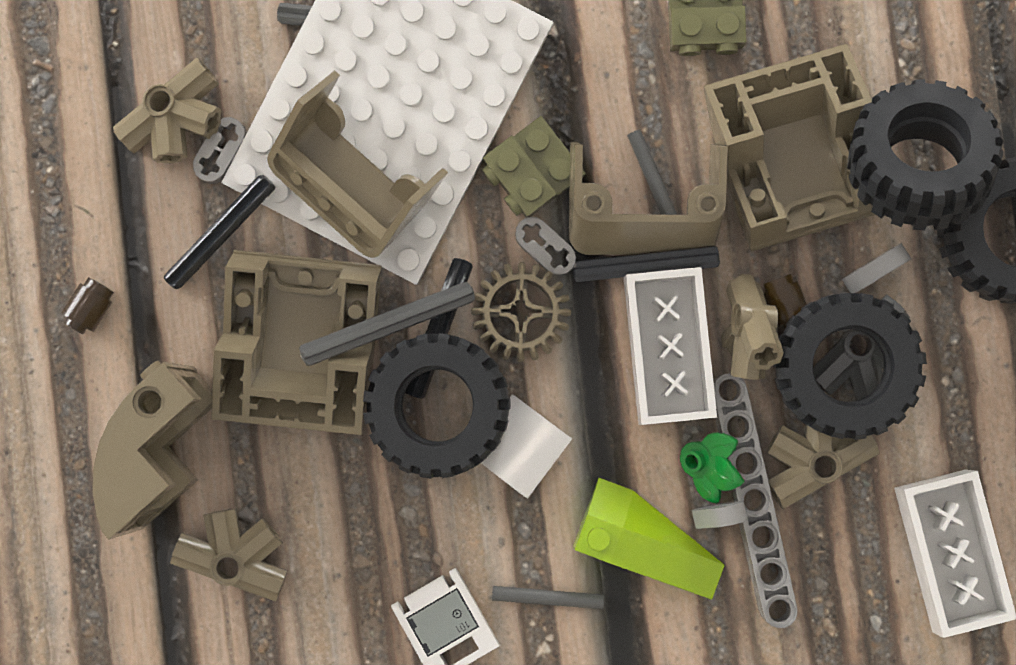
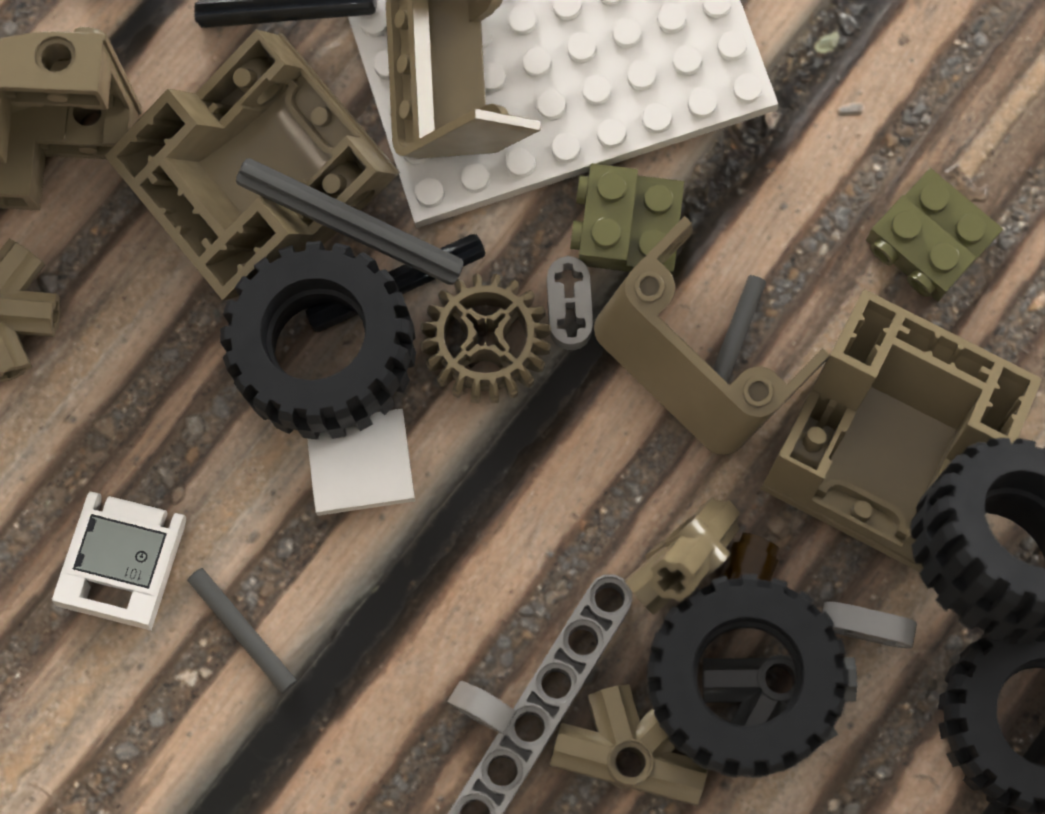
camera: 40 degrees right, 10 degrees down
(639, 538) = (383, 654): lime wedge -> none
(645, 262) = (649, 407): black axle -> none
(670, 346) = (592, 501): white brick -> none
(714, 470) = (518, 653): green plate -> none

